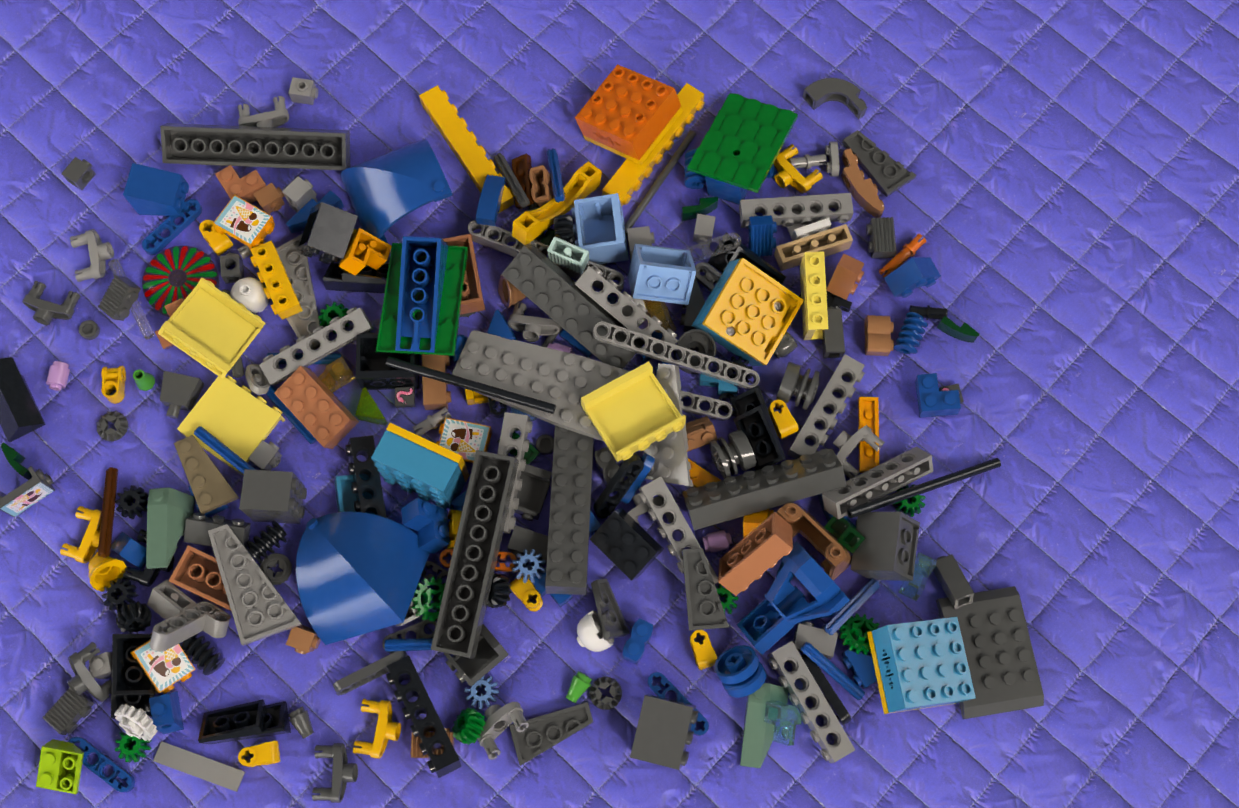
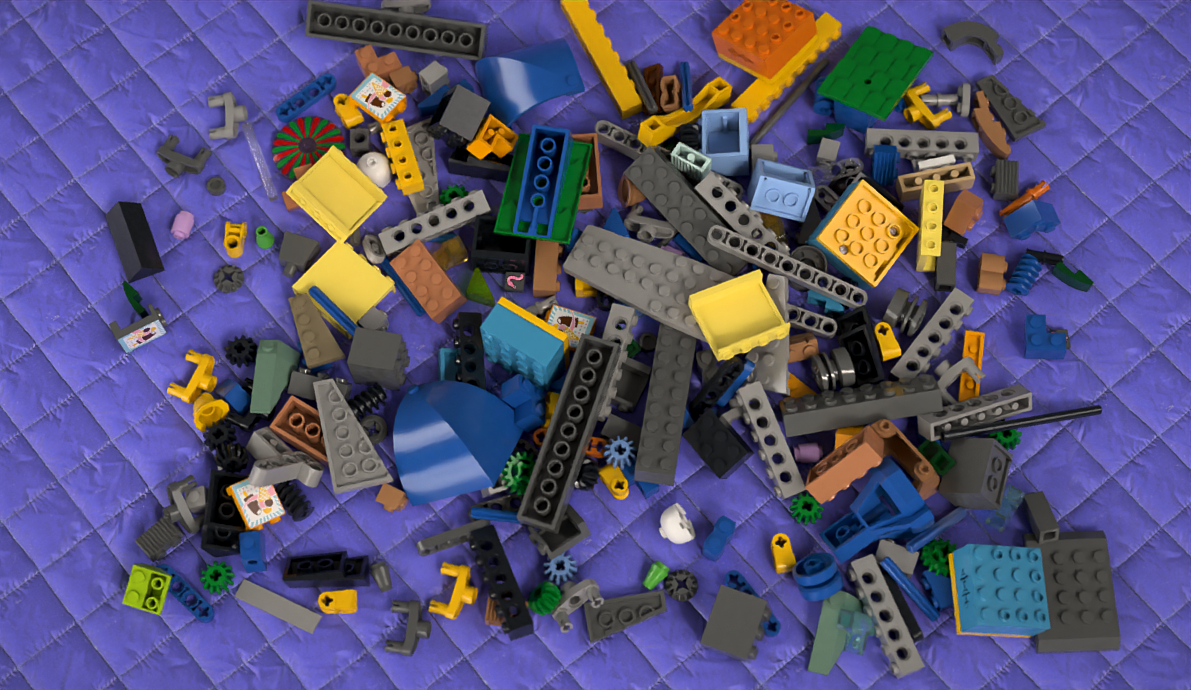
camera: 10 degrees right, 5 degrees down
(79, 173) = (222, 38): dark grey brick -> none
(108, 512) = (217, 357): reddish brown axle -> none
(119, 298) = (250, 158): dark grey brick -> none
(135, 722) = (225, 552): white gear -> none
(155, 191) = (295, 61): blue slope -> none
(471, 385) = (583, 274): black piece -> none
(490, 200) = (619, 103): blue slope -> none
(609, 613) = (694, 509): dark grey wing -> none
(702, 599) = (788, 506): dark grey wing -> none
(785, 346) = (896, 273): dark grey piece -> none

